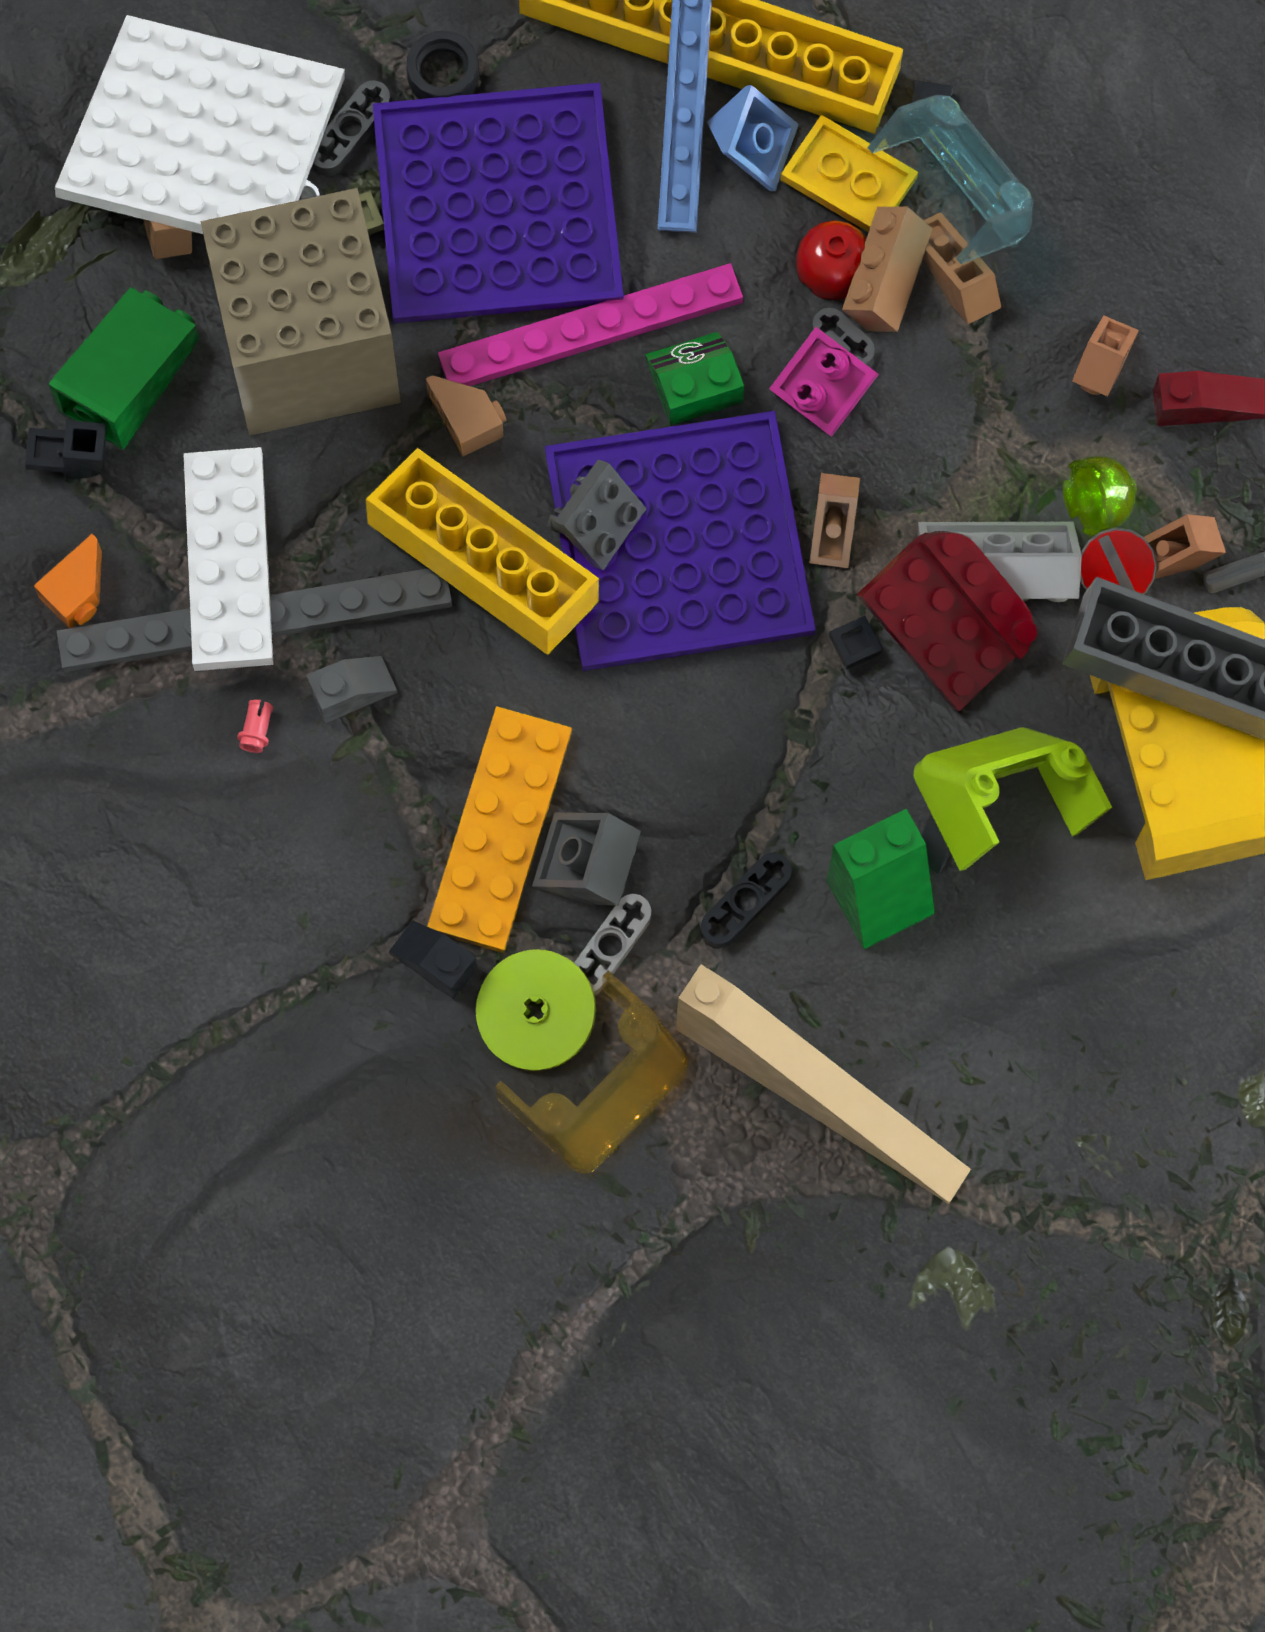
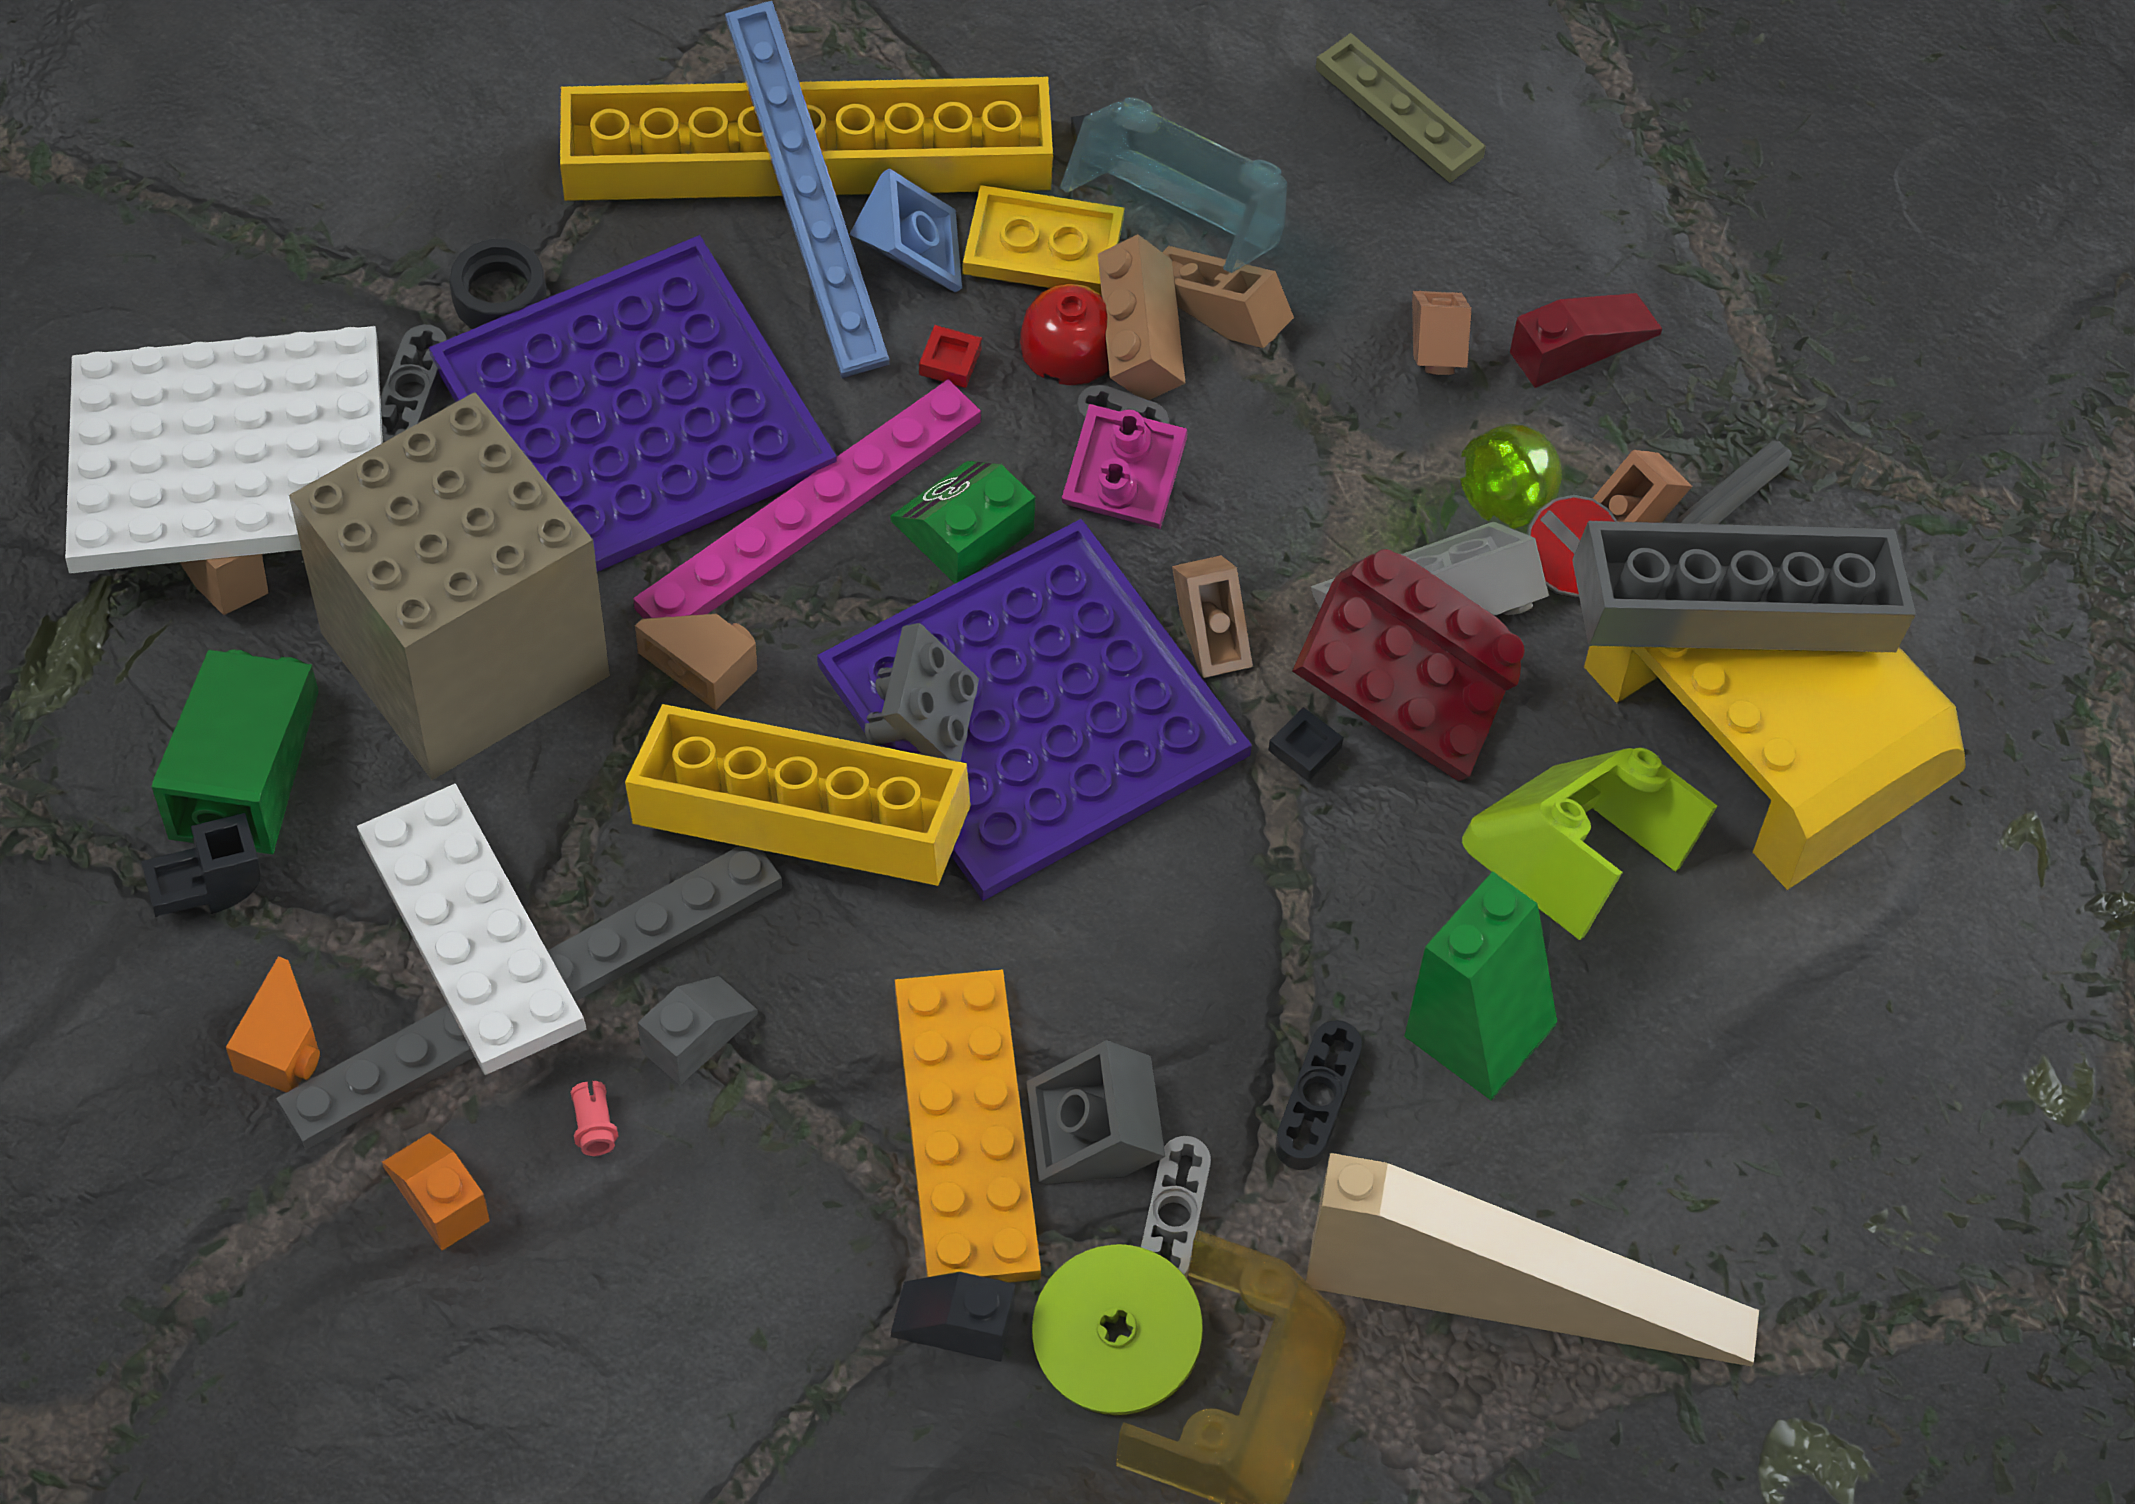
camera: 25 degrees left, 15 degrees down
(135, 735) = (438, 1189): none -> orange slope
(740, 245) = (950, 356): none -> red plate
(1164, 161) = (1400, 107): none -> olive plate

